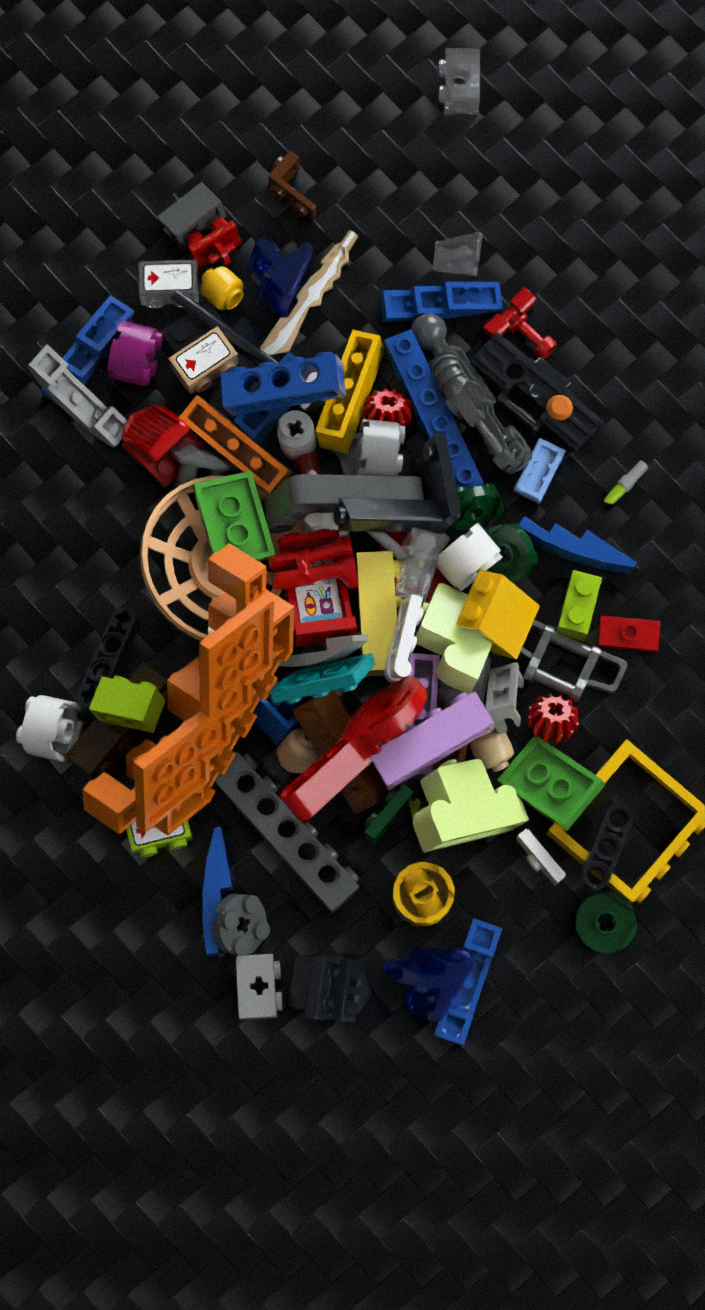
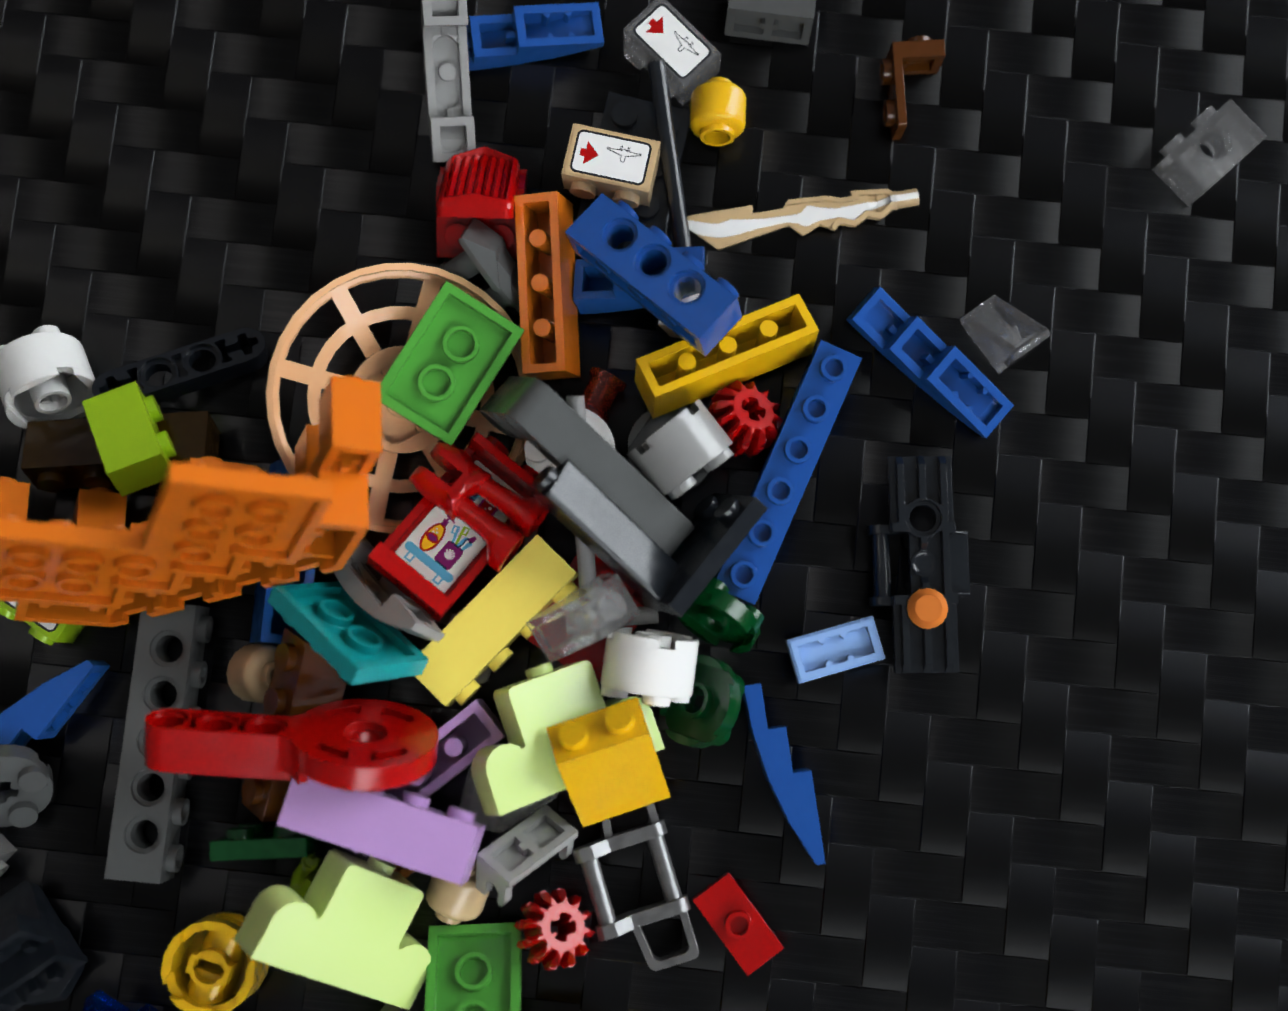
camera: 50 degrees right, 5 degrees up
(134, 353) = (550, 84): magenta brick -> none
(216, 244) = (760, 59): red hips -> none
(278, 275) = (787, 162): clear blue piece -> none
(296, 434) = (616, 326): light grey piece -> none
(403, 639) = (476, 682): white plate -> none
(469, 395) = (845, 495): dark grey arm -> none
(515, 319) = (986, 462): red bar -> none
(578, 605) = (715, 838): lime brick -> none
(626, 482) = (913, 760): light grey piece -> none

